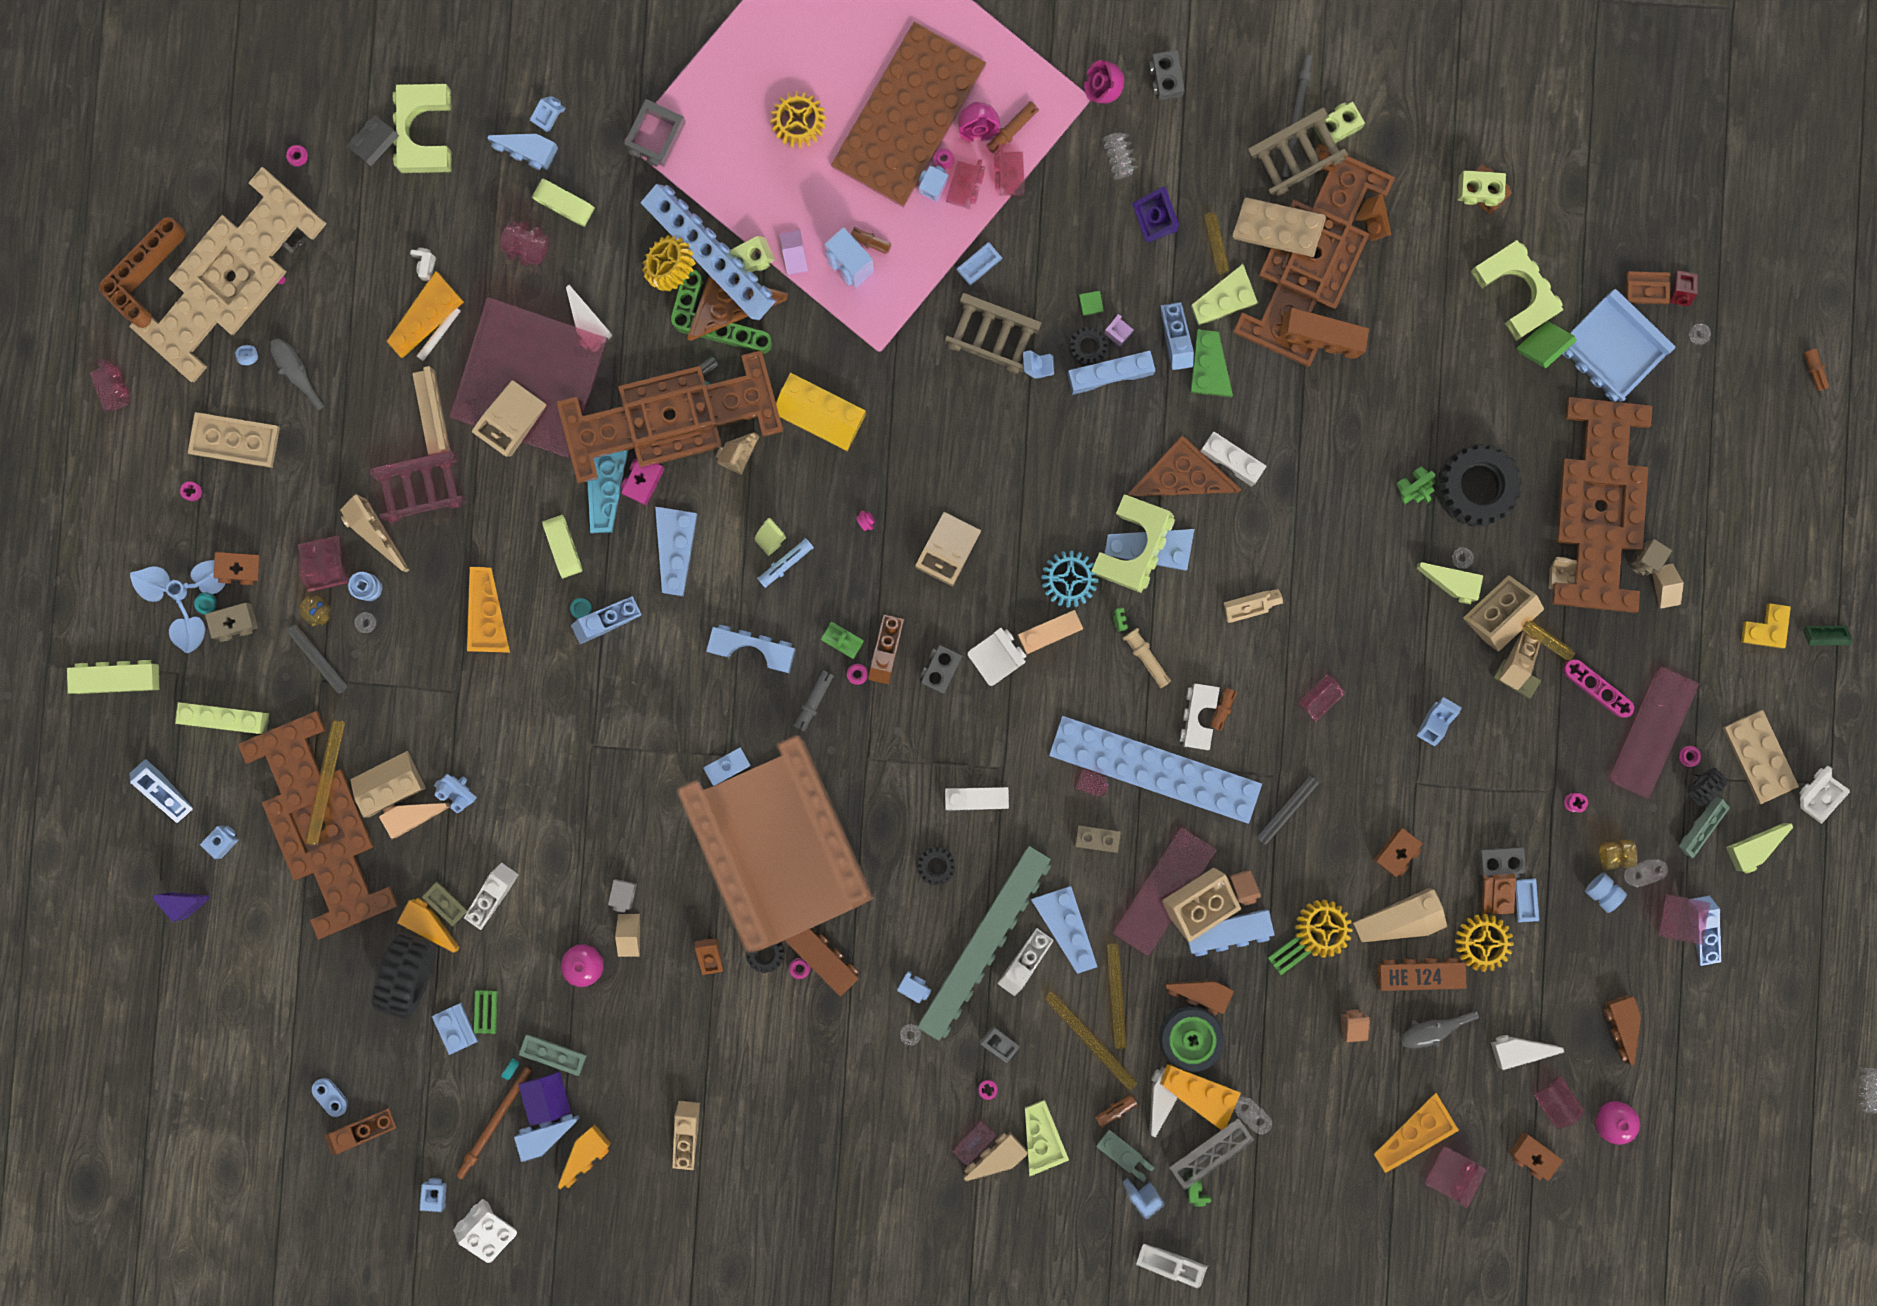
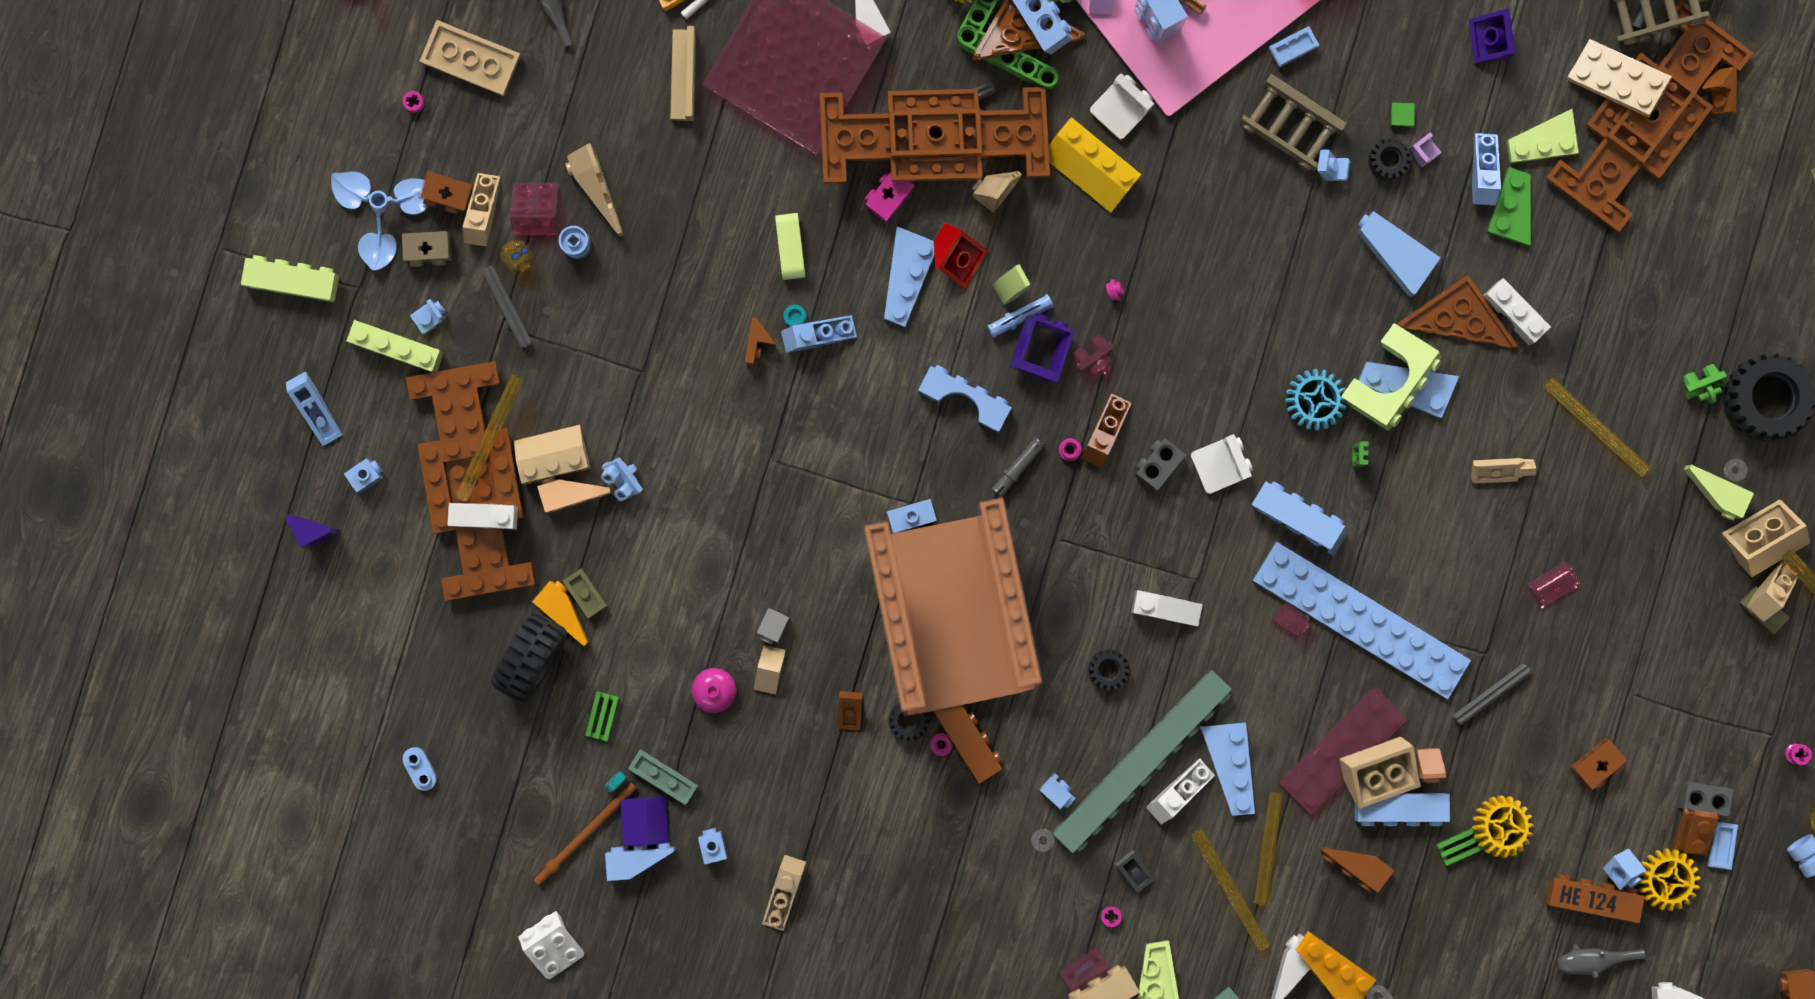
camera: 15 degrees right, 0 degrees up
(205, 603) = (403, 222): teal tile -> none
(247, 683) = (428, 316): none -> light blue bracket
(273, 576) = (481, 210): none -> tan slope
(335, 855) = (483, 515): none -> white slope
(359, 622) = (565, 273): clear plate -> none
(359, 1131) = (443, 811): dark orange slope -> none
(424, 465) = (642, 129): clear pink fence -> none
(428, 1200) = (503, 903): light blue brick -> none
(455, 1028) = (566, 726): light blue plate -> none
(485, 619) = (691, 308): light orange wing -> none
(491, 895) = (634, 595): white slope -> none
(509, 419) = (766, 100): tan slope -> none
(550, 634) = (756, 335): none -> dark orange slope
(585, 1150) = (676, 884): light orange slope -> none
(605, 491) = (848, 198): medium azure wing -> none
(611, 1108) = (712, 846): none -> light blue brick
(716, 520) = (957, 254): none -> red slope
(828, 590) = (1053, 372): none -> dark purple window
(835, 352) = (1122, 106): none -> white bracket
(842, 640) = (1063, 410): bright green hips -> none
(853, 590) = (1101, 348): none -> clear pink hips
(948, 549) = (1194, 340): tan slope -> none
(1050, 632) = (1282, 451): light nougat slope -> none
(1078, 689) = (1300, 517): none -> light blue wedge
(1097, 838) = (1285, 679): dark tan brick -> none
(1111, 371) = (1394, 191): light blue arch -> none
(1115, 429) = (1398, 252): none -> light blue slope
(1116, 1110) = (1241, 968): dark orange pin -> none
(1141, 649) = (1375, 491): tan pin -> none
(1194, 734) = (1411, 591): white arch -> none
(1207, 1040) = (1355, 912): wheel -> none
(1217, 243) = (1549, 80): clear yellow axle -> none
(1223, 709) = (1447, 572): dark orange pin -> none
(1324, 333) = (1642, 200): dark orange brick -> none
(1329, 547) = (1597, 427): none -> clear yellow axle
(1355, 1026) = (1513, 936): nougat slope -> none
(1408, 918) = (1590, 836): tan wedge -> none
(1438, 720) = (1671, 635): light blue brick -> none
(1442, 943) = (1624, 869): none -> light blue brick

